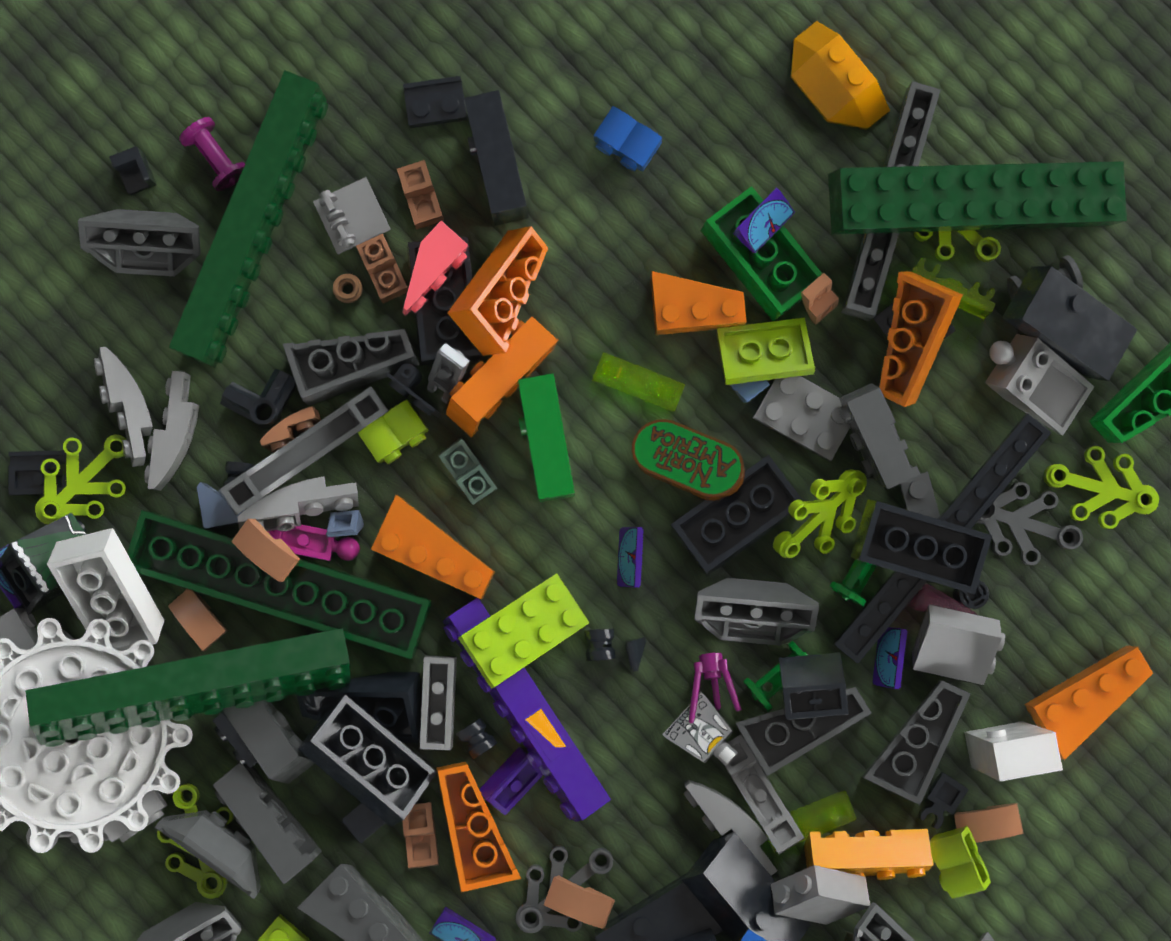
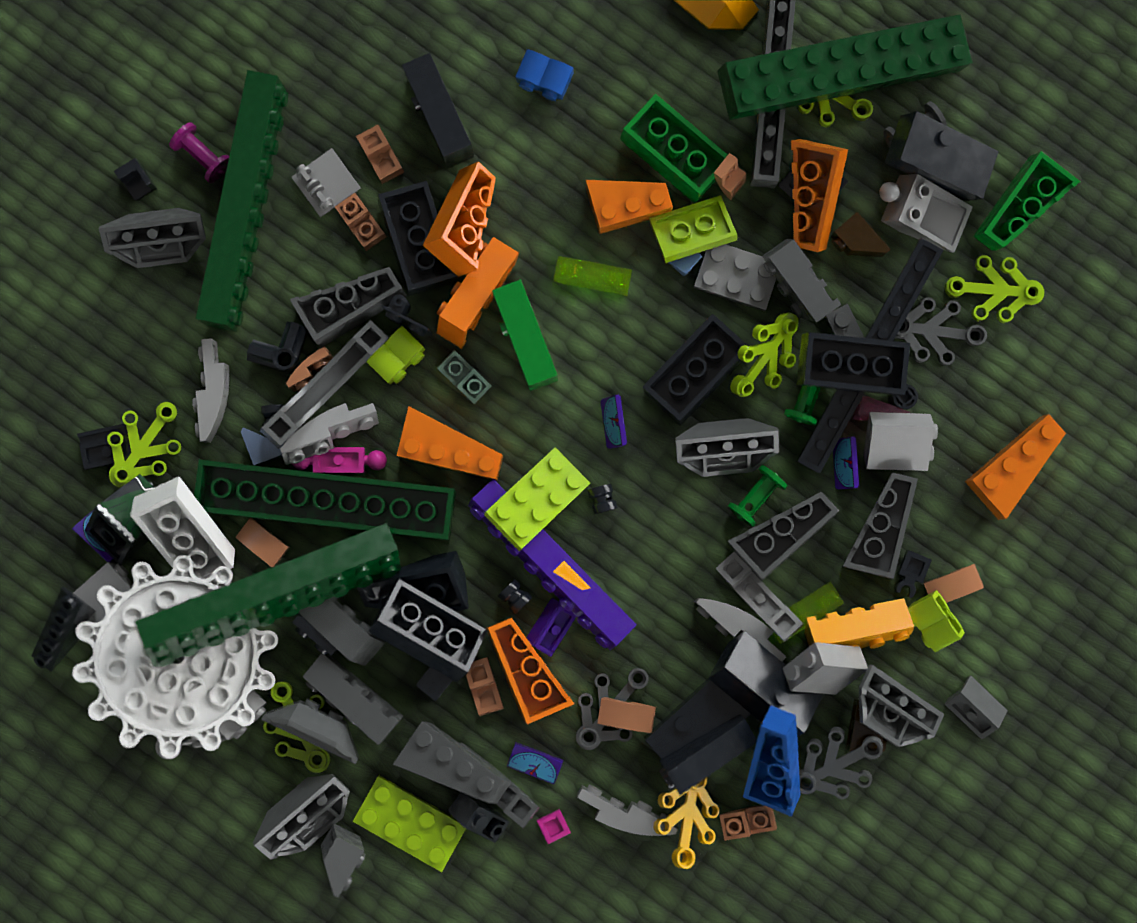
camera: 10 degrees left, 0 degrees up
(124, 395) = (165, 369): light grey slope -> none
(264, 551) = (308, 472): nougat slope -> none
(343, 280) = (332, 236): medium nougat plate -> none
(344, 523) = (370, 439): sand blue slope -> none
(435, 102) = (377, 74): black plate -> none
(436, 255) = (404, 200): coral slope -> none
(438, 702) = (477, 572): light grey brick -> none
(447, 371) = (431, 295): dark grey hinge -> none
(635, 651) = (633, 498): black slope -> none
(688, 459) = (646, 331): tile -> none
(704, 736) = (701, 554): torso -> none
(711, 667) = (698, 499): magenta plant -> none
(764, 221) = (671, 120): slope -> none
(813, 686) = (786, 497): black slope -> none
(955, 399) = (858, 238): none -> dark brown slope
(971, 301) = (856, 155): clear neon green plate -> none
(1013, 751) = (961, 517): white brick -> none

